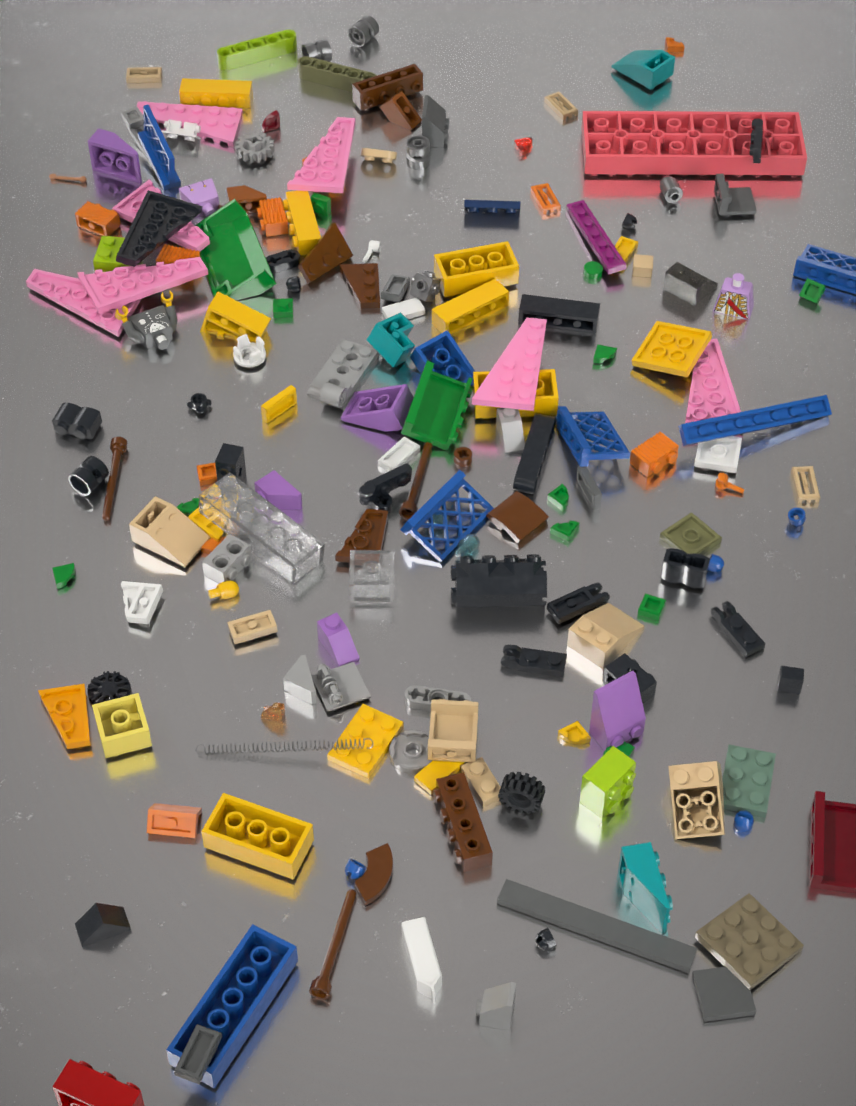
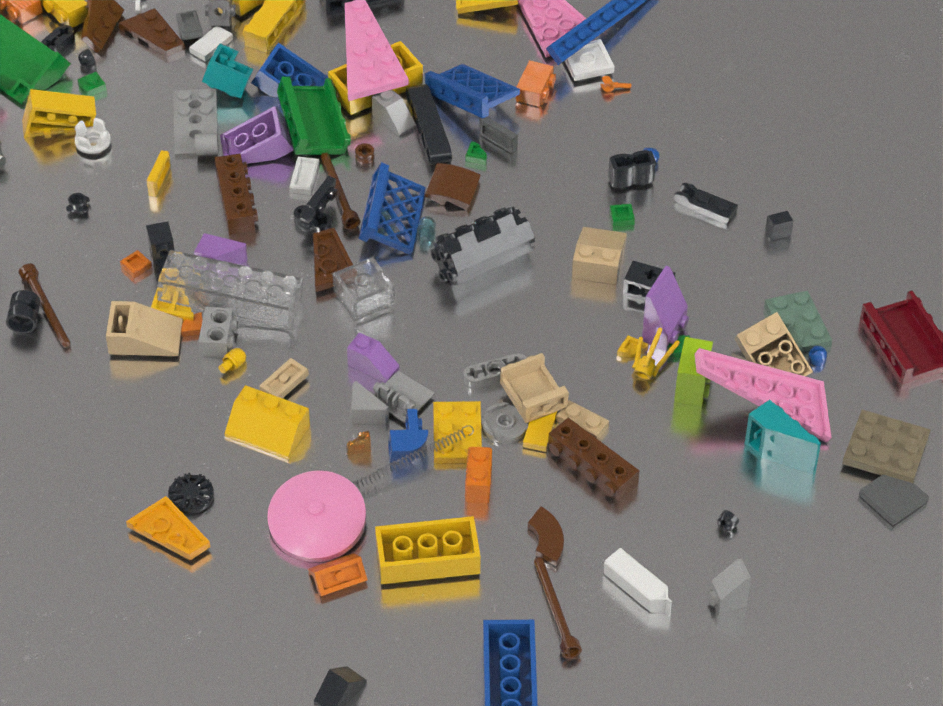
camera: 30 degrees left, 0 degrees up
(63, 574) = (65, 411): green tile -> none
(122, 725) = (232, 514): light yellow brick -> none
(140, 600) = (159, 402): white wing -> none
(189, 507) = (144, 298): green tile -> none
(191, 760) = (317, 516): none -> bright pink dish
(211, 658) = (267, 422): none -> yellow slope
(309, 728) = (409, 440): none -> blue brick
(328, 447) = (235, 195): none -> reddish brown brick
(352, 788) = (478, 475): none -> orange brick
(354, 869) = (531, 539): blue hinge -> none
(521, 792) = (627, 412): black tyre -> none
(534, 660) = (555, 302): black hinge -> none
(565, 530) = (501, 180): green tile -> none
(572, 757) = (645, 367): none -> yellow plant
(577, 602) = (557, 238): black hinge -> none
(597, 926) = (758, 491): dark grey tile -> none
(604, 353) = (425, 12): green tile -> none
(684, 849) = (797, 395): none -> bright pink wing
(691, 535) = (612, 140): olive tile -> none
(801, 516) = (694, 86): blue hinge -> none
(806, 496) = (675, 59): tan tile -> none

